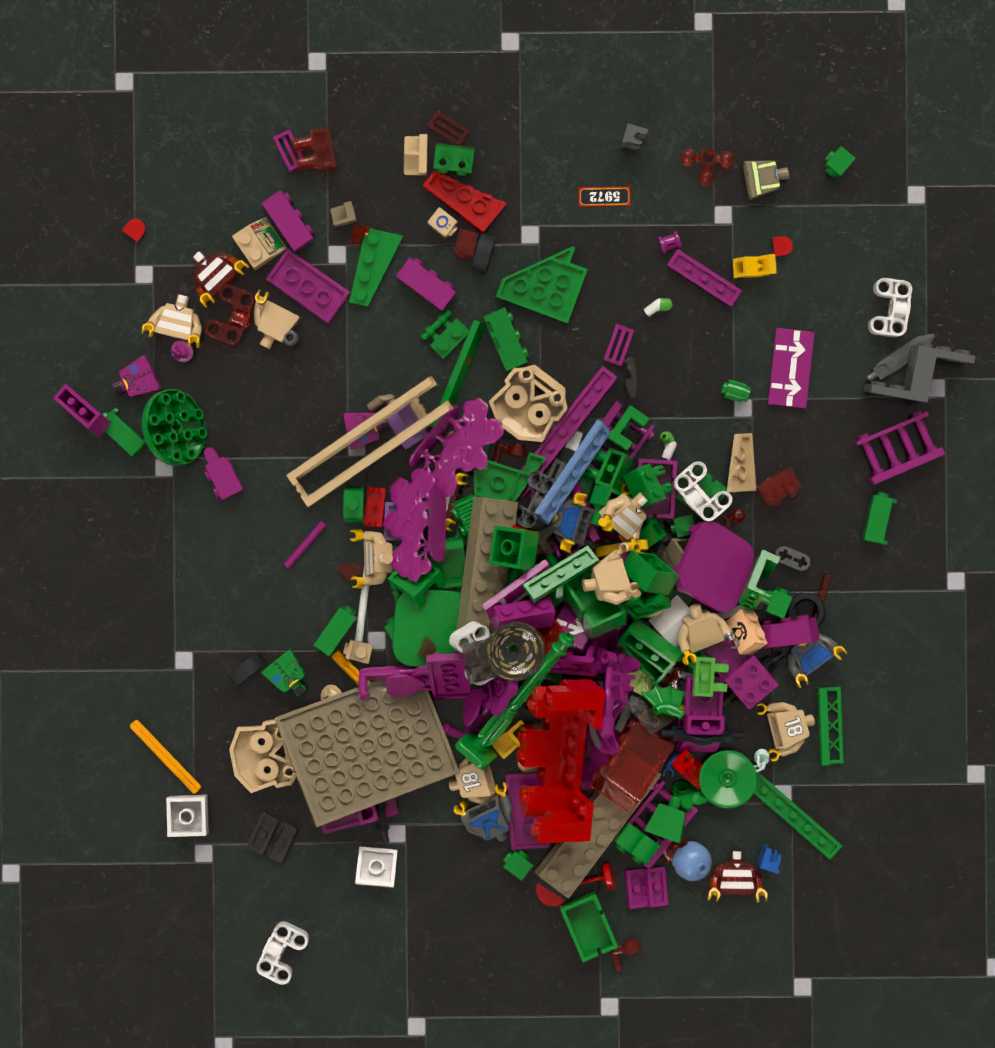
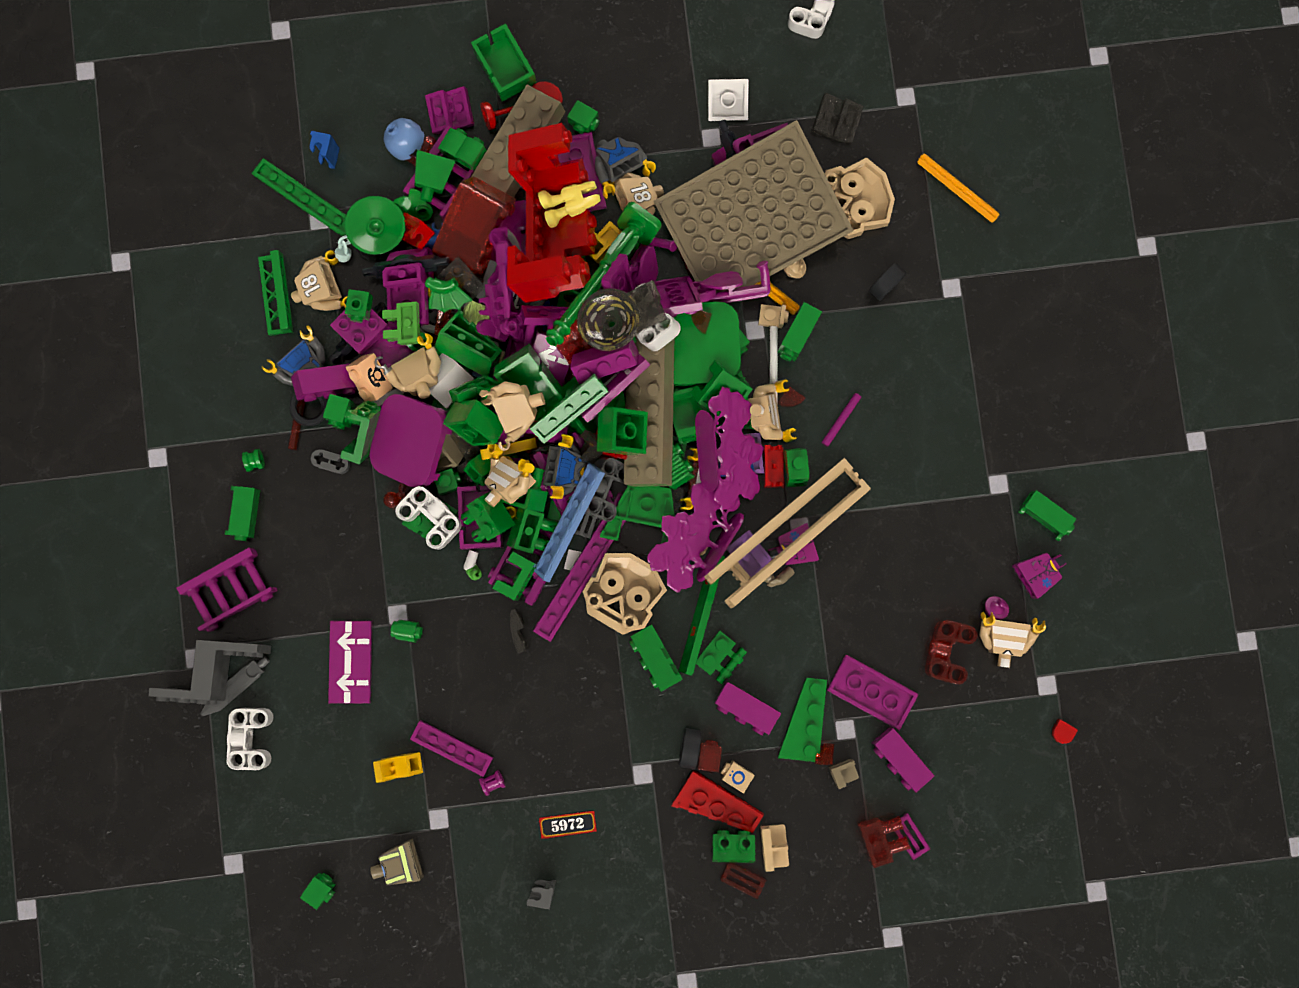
camera: 175 degrees right, 5 degrees down
(82, 410) = (1096, 532): magenta brick -> none
(174, 427) = (997, 524): green bracket -> none
(187, 815) = (928, 128): white brick -> none
(214, 273) = (974, 694): torso -> none
(222, 474) = (938, 482): magenta hinge -> none
(259, 242) = (930, 732): tan slope -> none
(274, 322) = (903, 649): tan torso -> none
(286, 673) = (844, 284): green torso -> none
(516, 449) = (632, 542): clear red plate -> none
(536, 777) = (574, 201): none -> light yellow piece
(546, 286) = (618, 720): green wing -> none
(613, 360) = (531, 683): magenta tile -> none
(629, 947) = (460, 47): clear red plate -> none
(660, 304) = (497, 713): arm -> none
(706, 176) = (460, 859): clear red piece -> none
(736, 878) = (357, 127): clear red torso -> none
(742, 464) = (391, 552): tan wing -> none
(748, 697) = (358, 305): none -> green brick
(778, 487) = (350, 534): clear red brick -> none
(781, 246) = (372, 792): red tile -> none
(864, 567) = (253, 460): none -> green wheel

